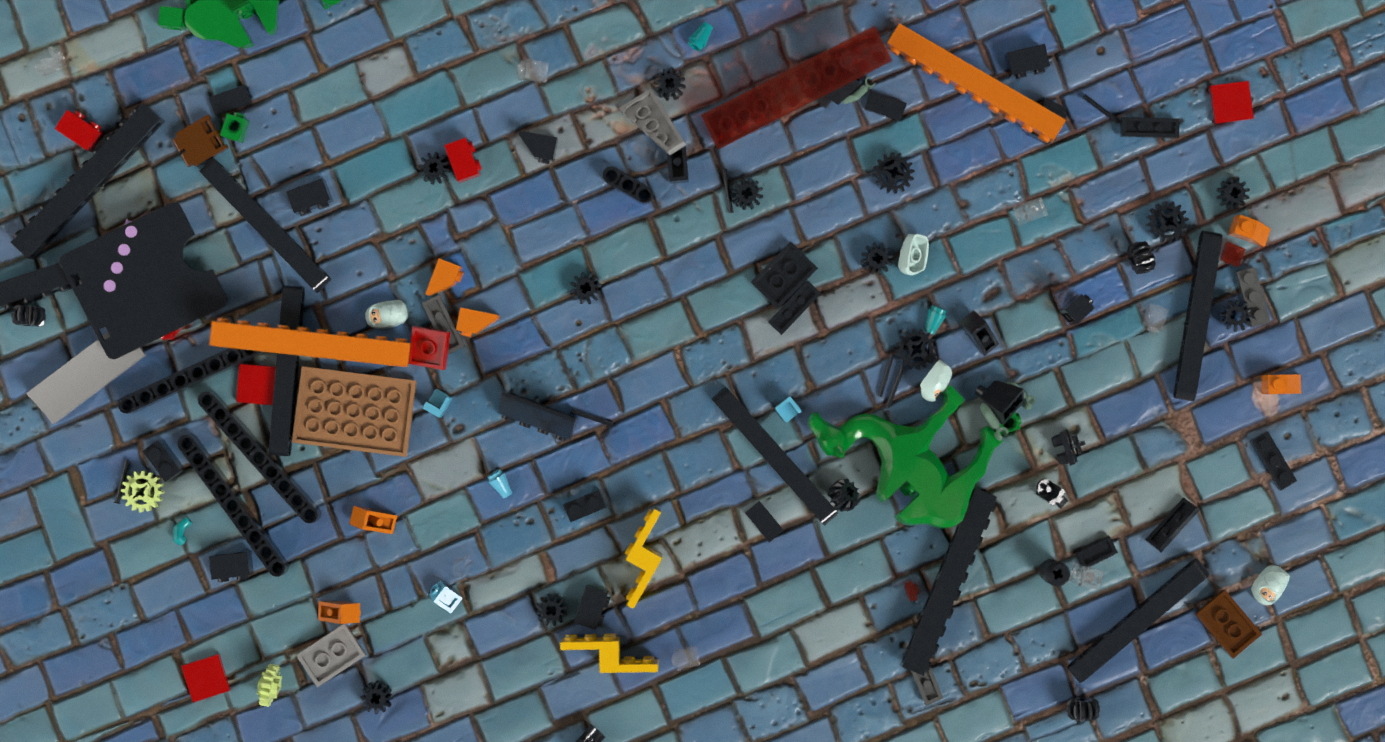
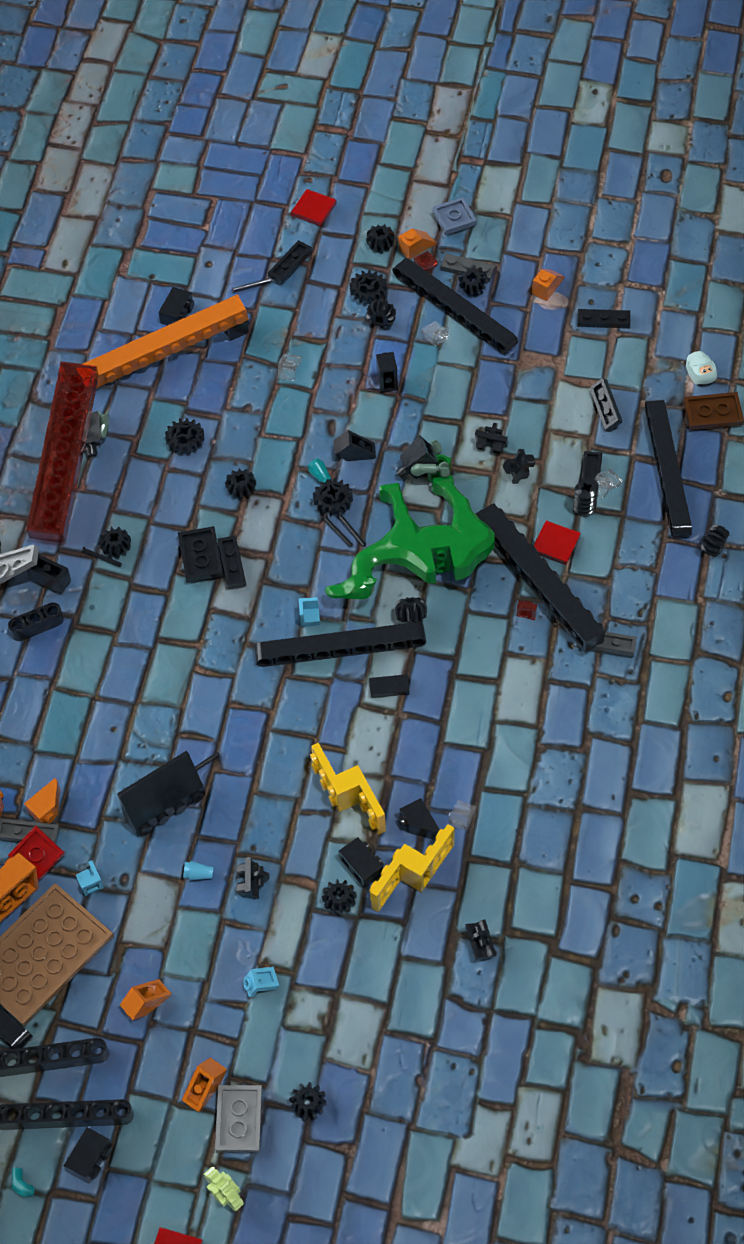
camera: 55 degrees left, 30 degrees down
(523, 532) = (254, 878): none -> black hips
(582, 282) = (90, 702): black gear -> none
(585, 505) = (268, 812): black brick -> none
(657, 627) = (418, 820): none -> black slope
(885, 106) = (130, 415): black tile -> none
(913, 254) = (257, 456): light aqua piece -> none
(936, 381) = (369, 494): light aqua piece -> none
(996, 570) = (556, 542): none -> red tile
(1306, 244) = (454, 216): none -> sand blue plate

